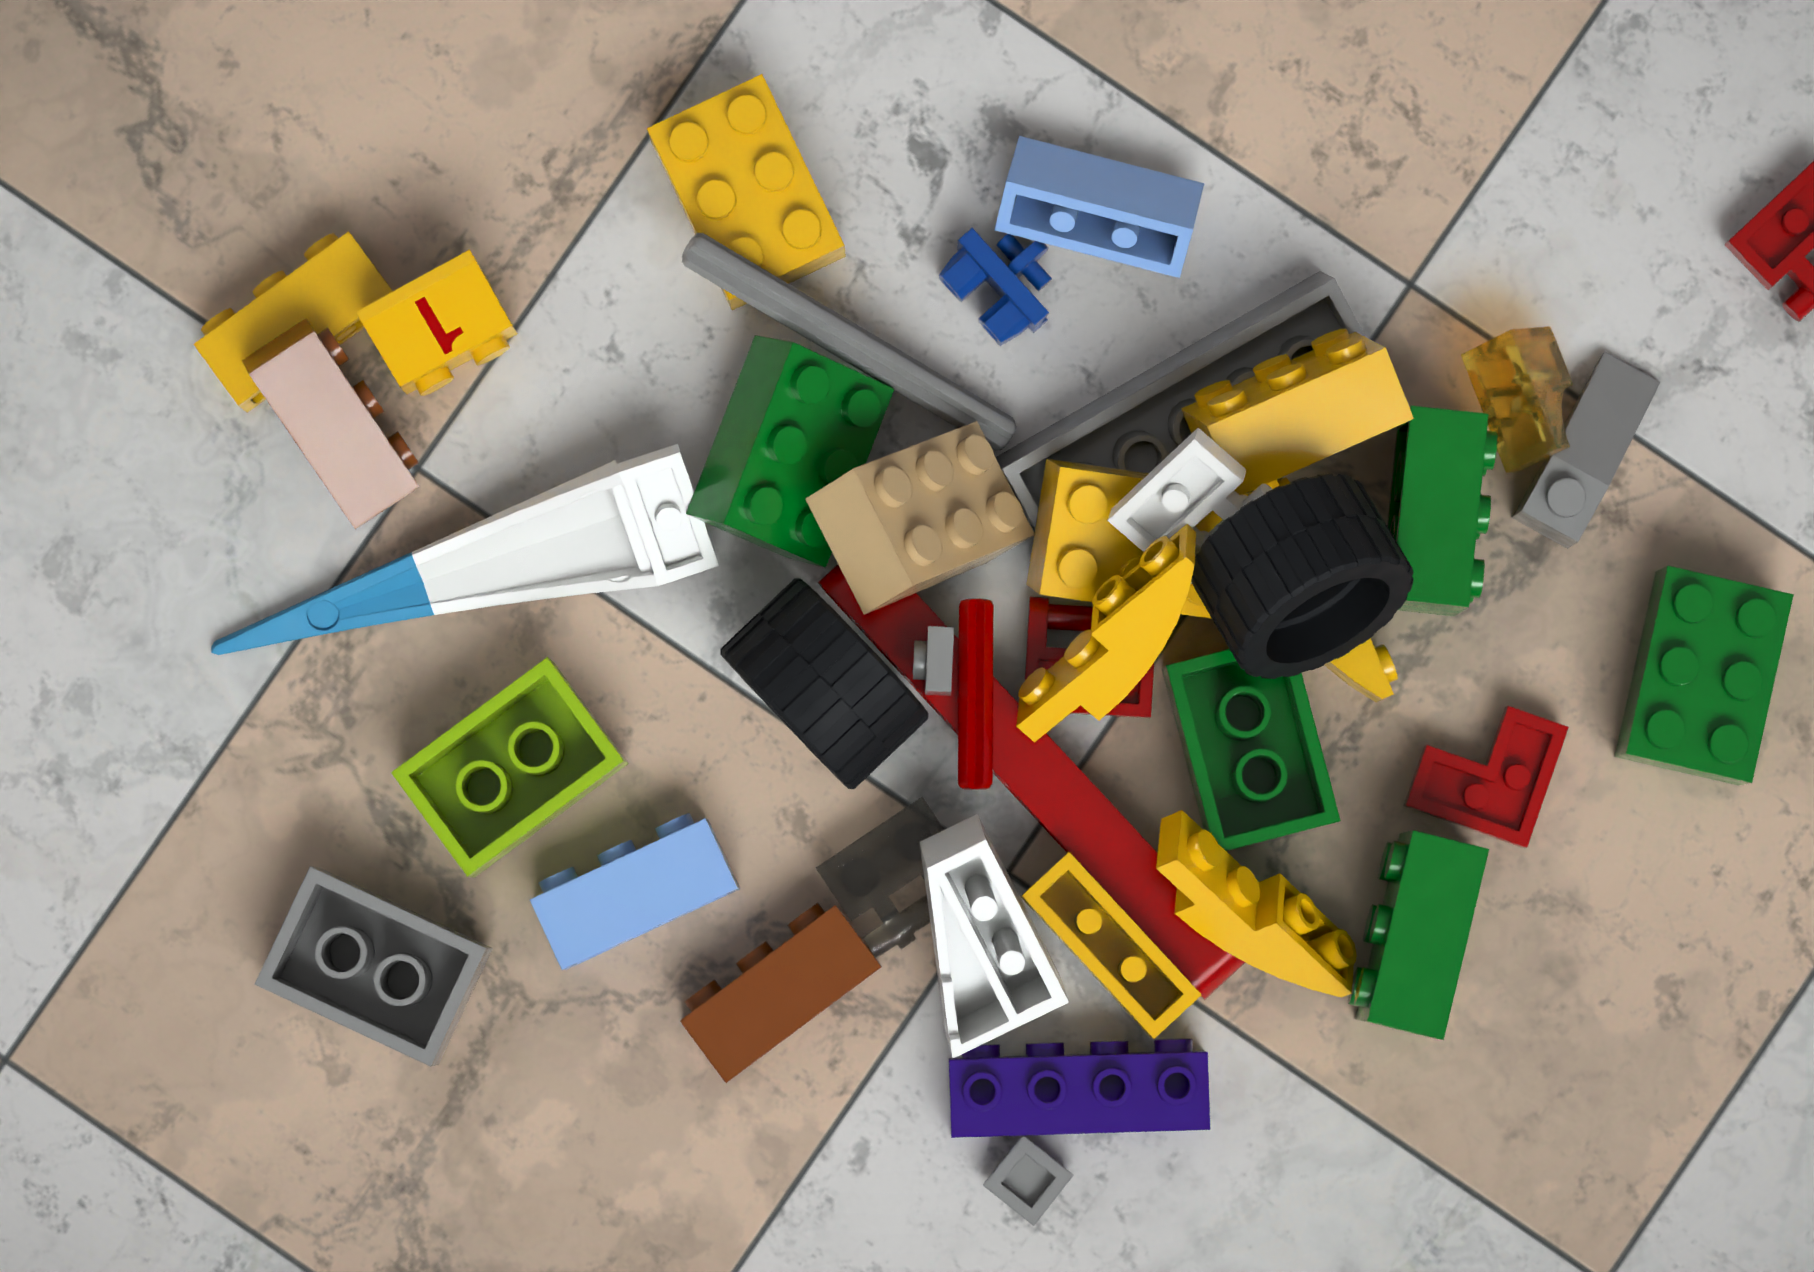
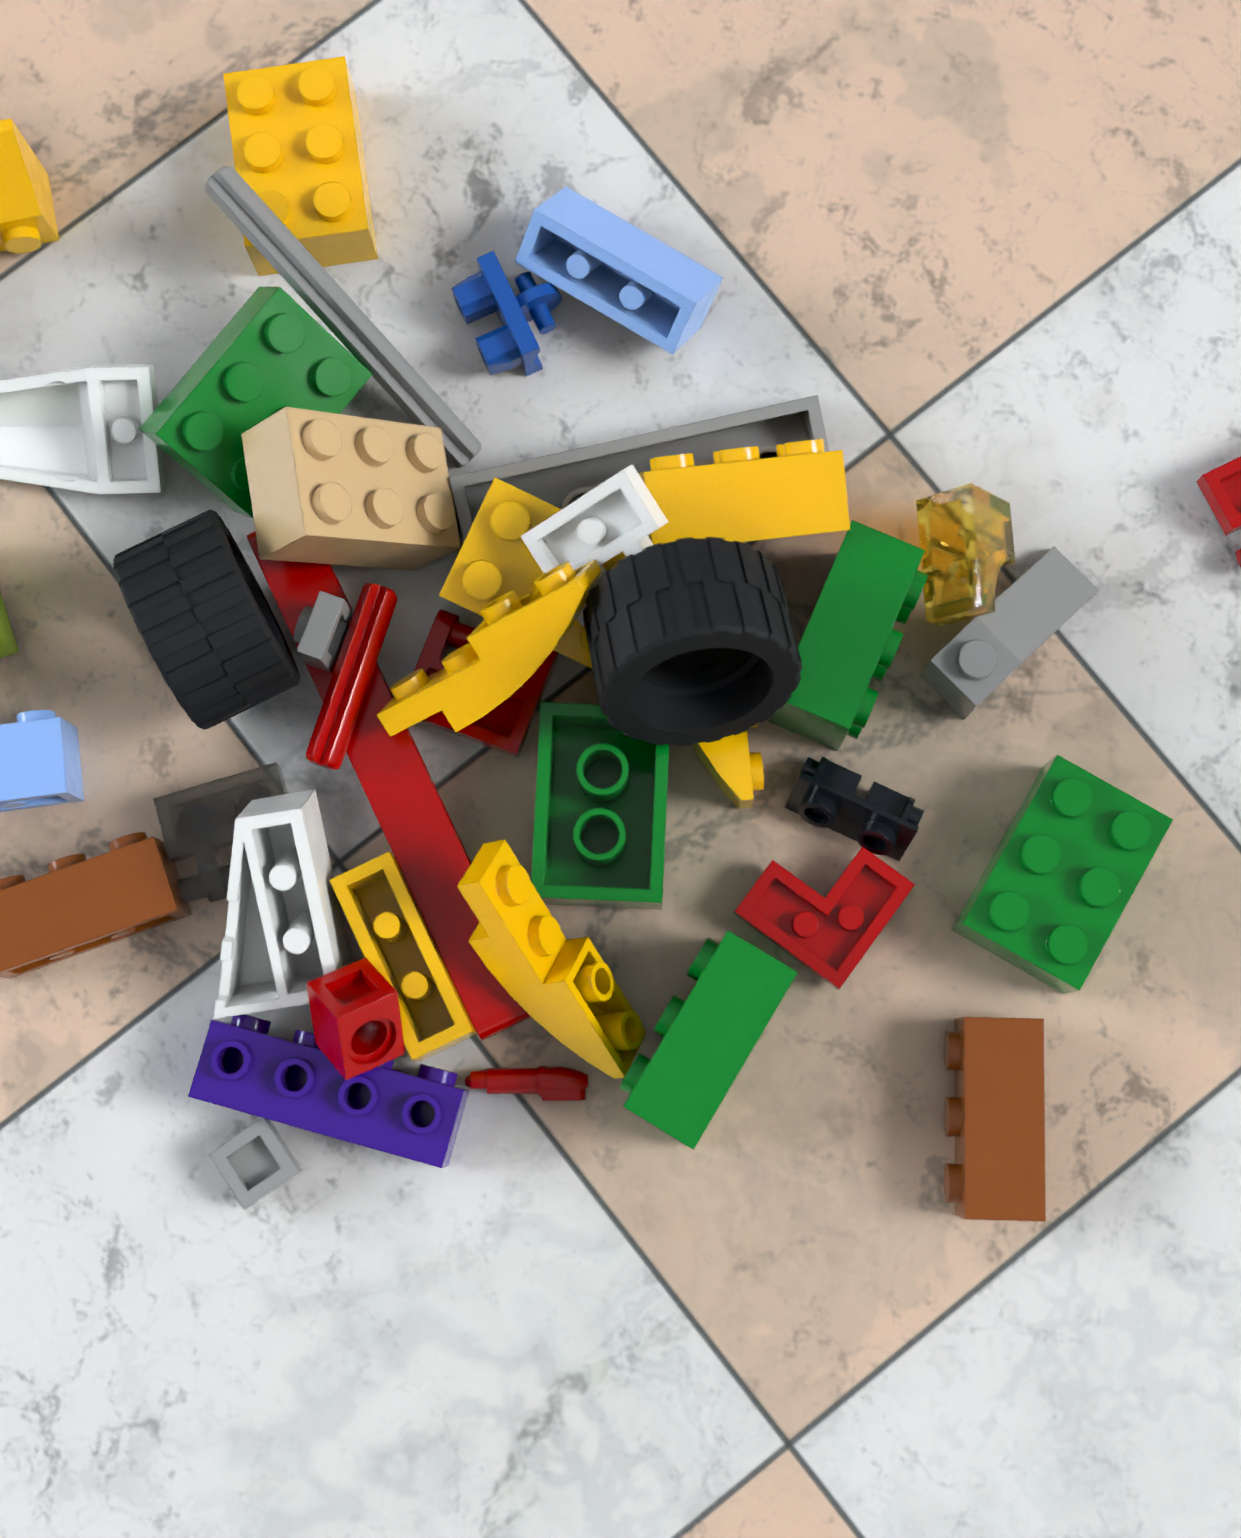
camera: 20 degrees right, 5 degrees down
(1091, 1016) = (356, 1018): none -> red brick
(1278, 1020) = (550, 1083): none -> red piece
(1518, 675) = (879, 823): none -> black hinge
(1708, 923) = (996, 1119): none -> dark orange brick

